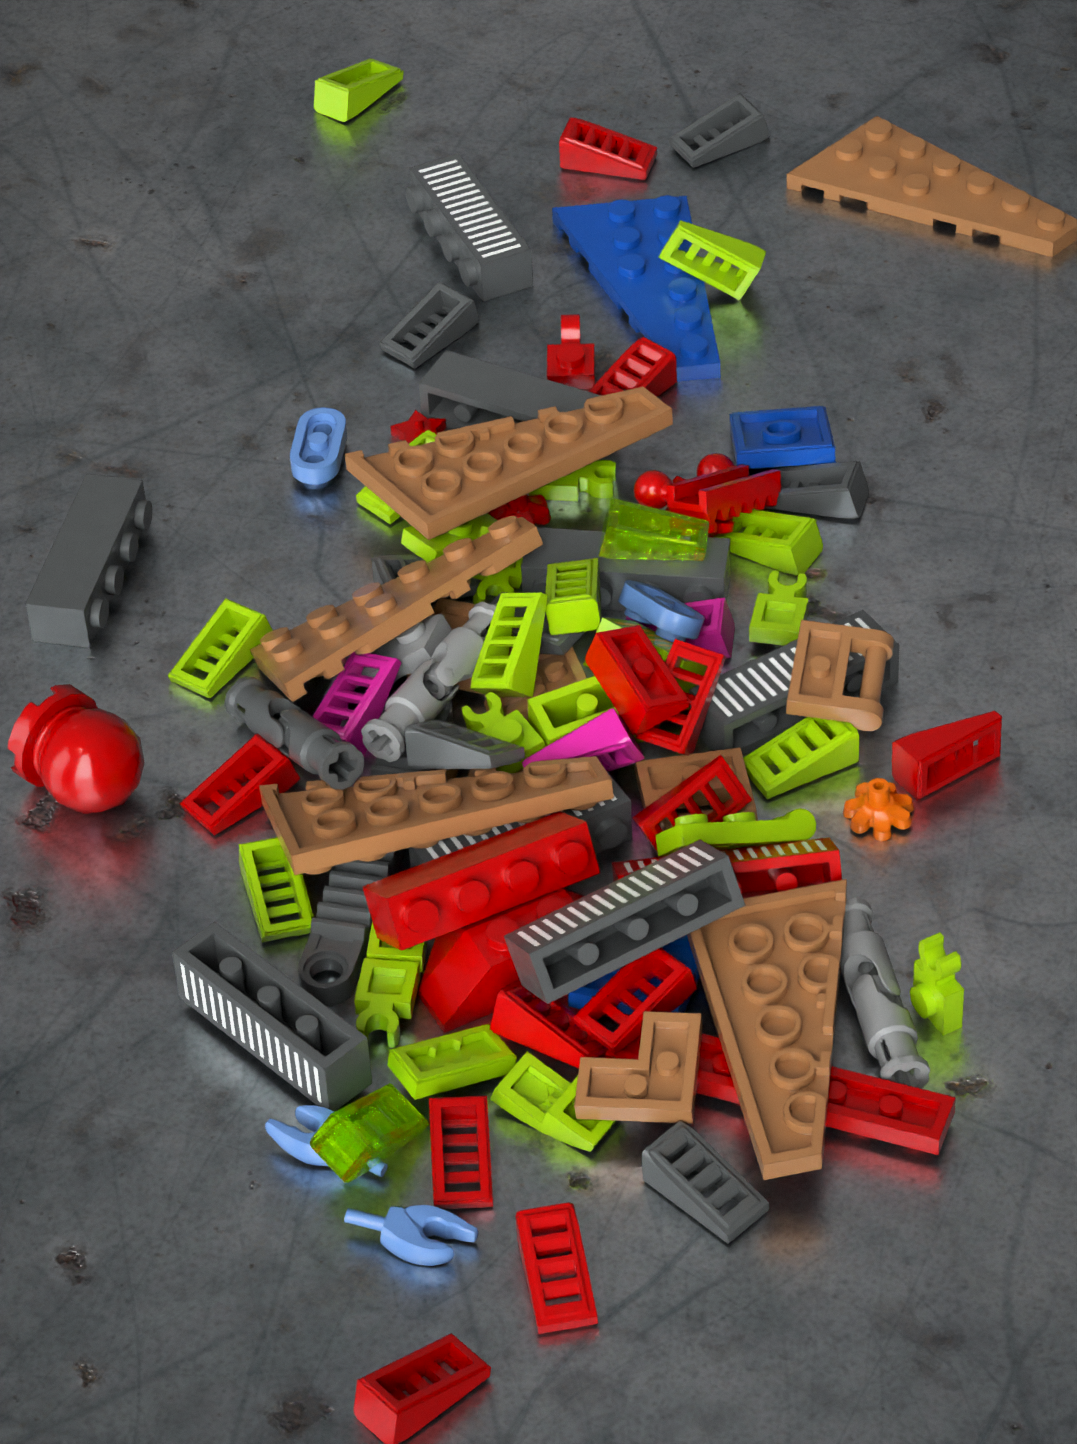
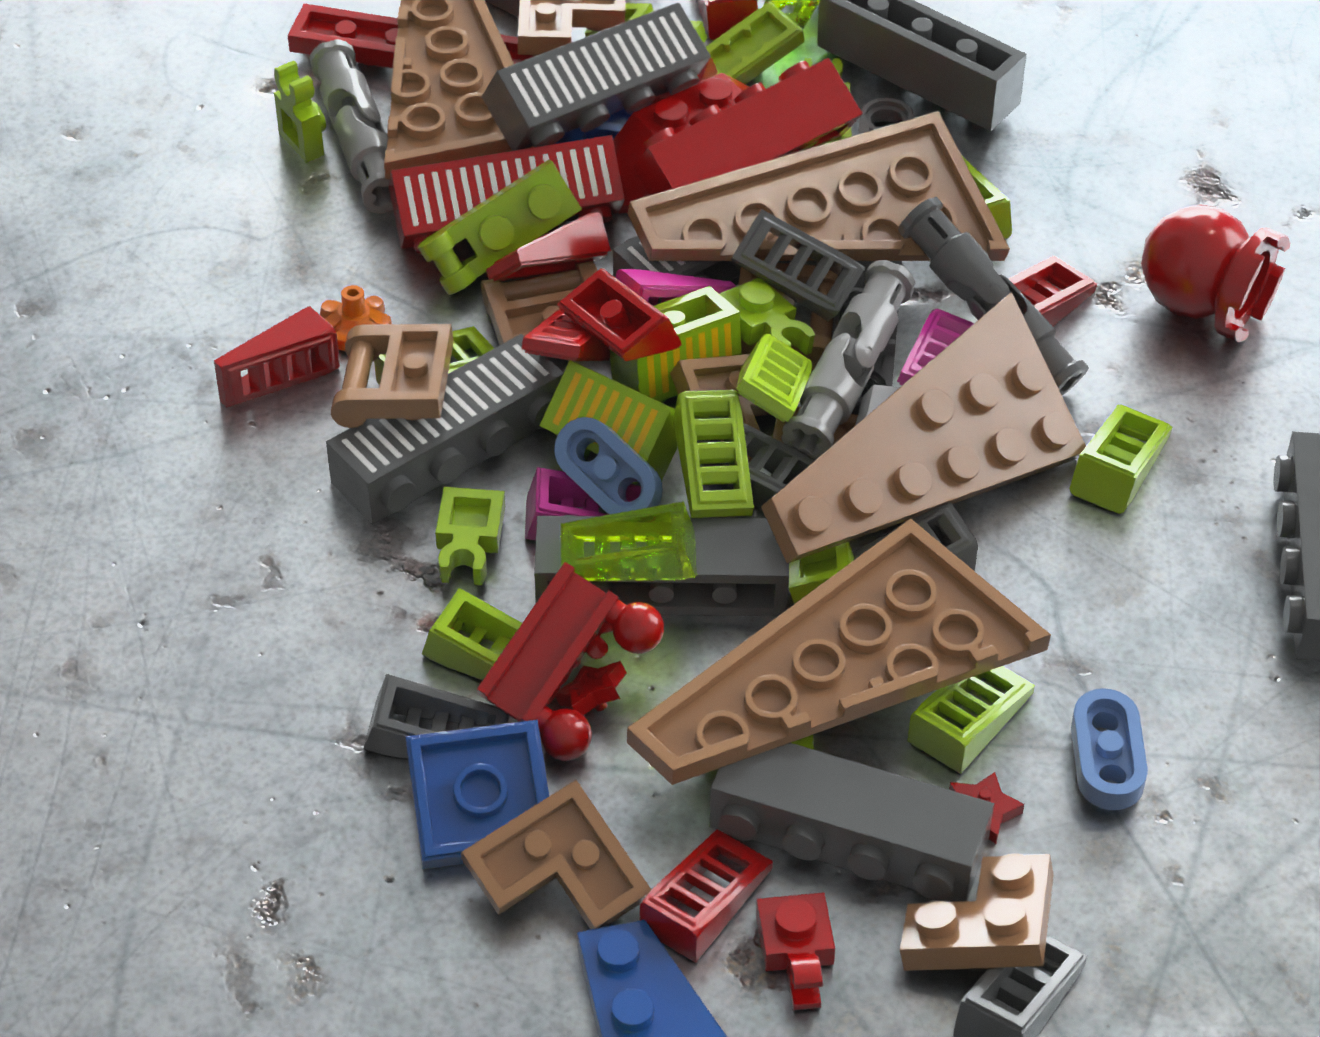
camera: 170 degrees right, 5 degrees up
(429, 336) = (996, 930): none -> medium nougat plate
(725, 393) = (561, 841): none -> medium nougat plate

